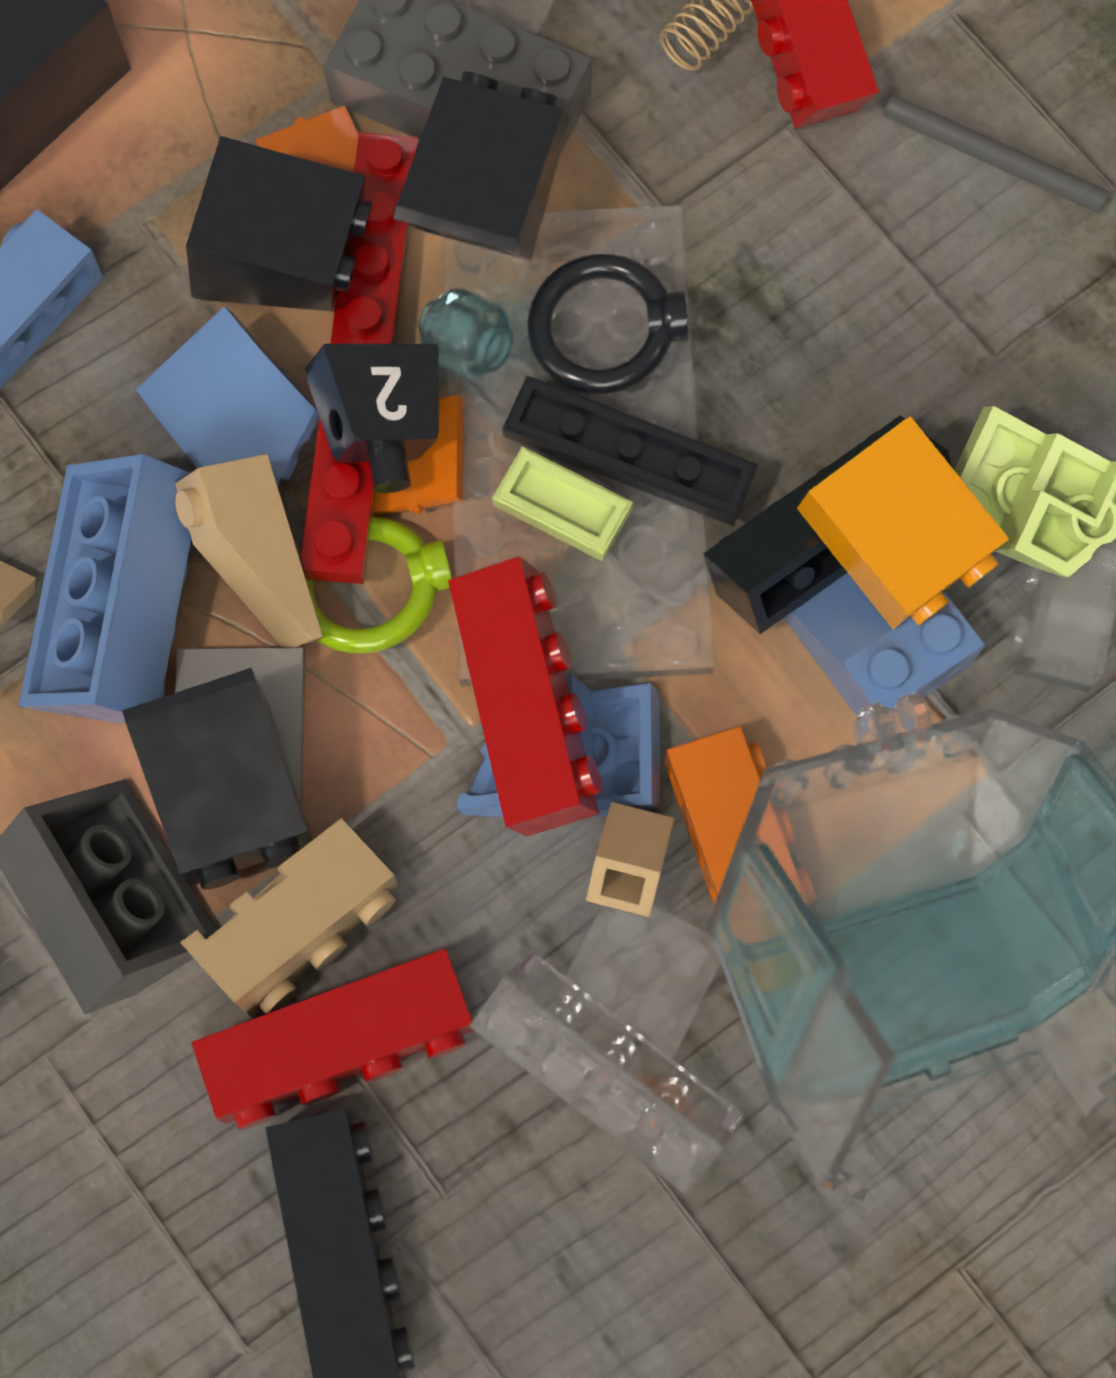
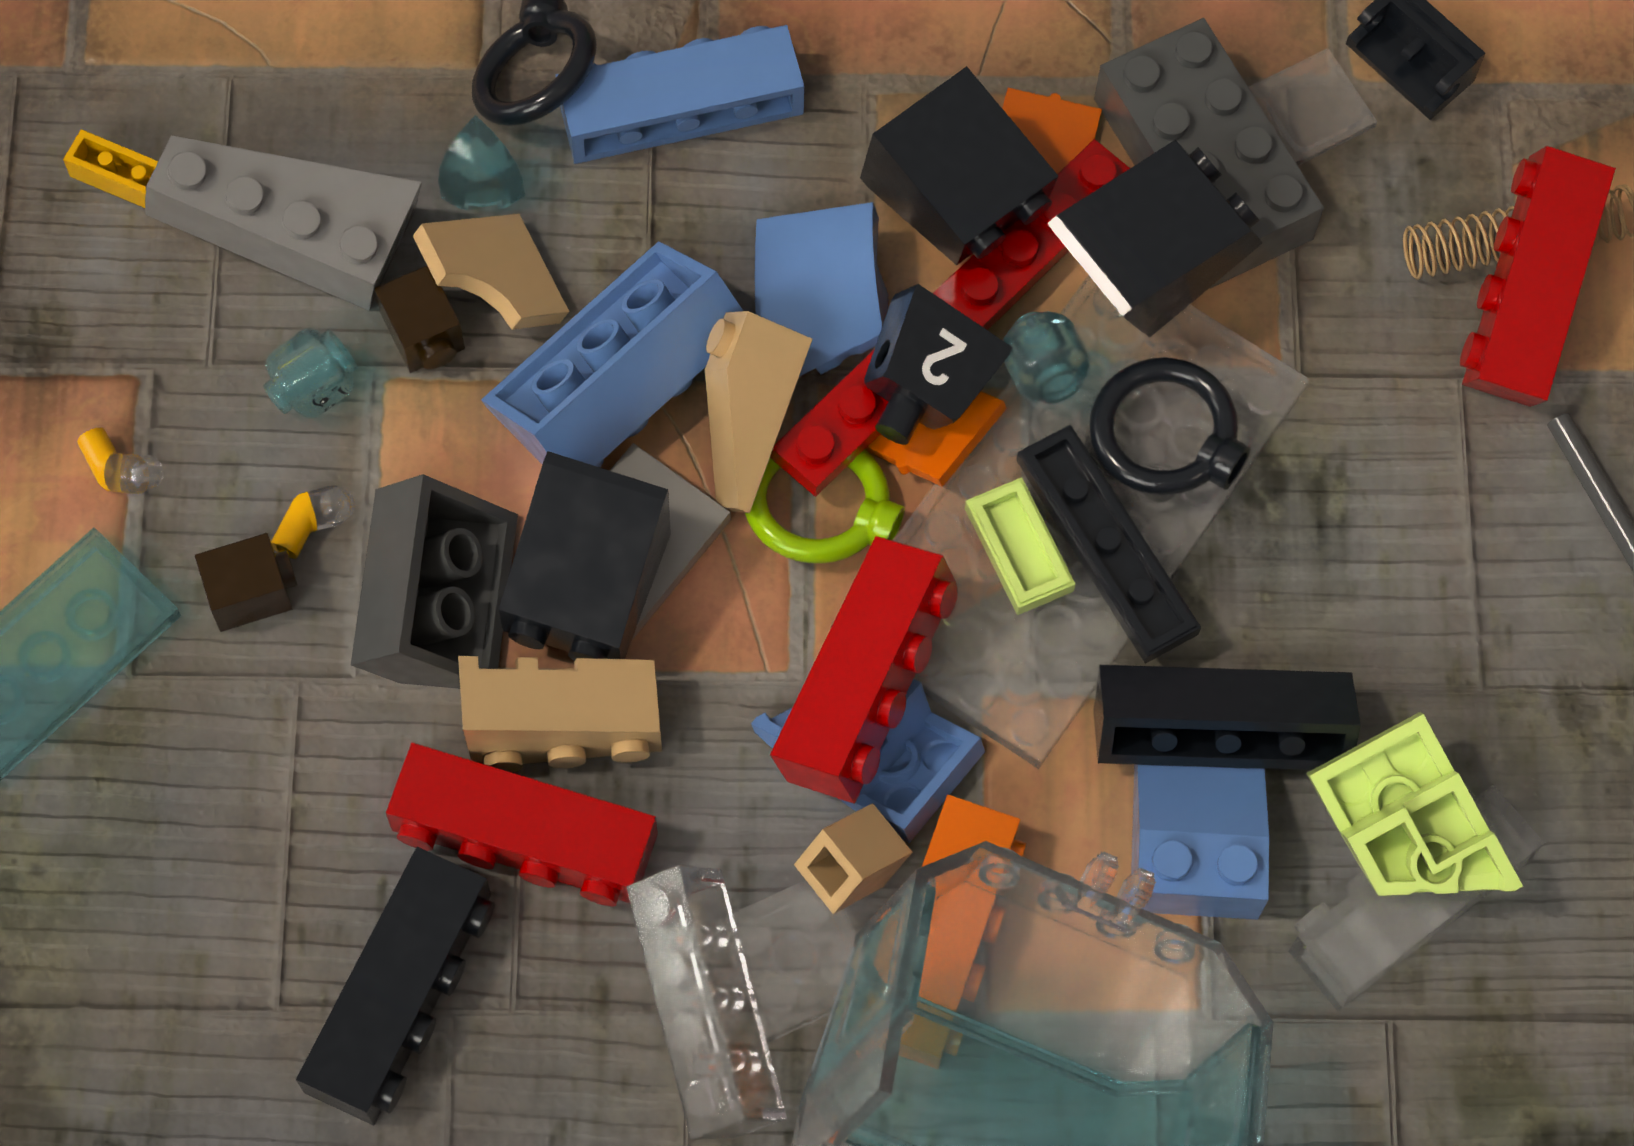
camera: 35 degrees right, 5 degrees down
(903, 525) = (1269, 752): light orange brick -> none

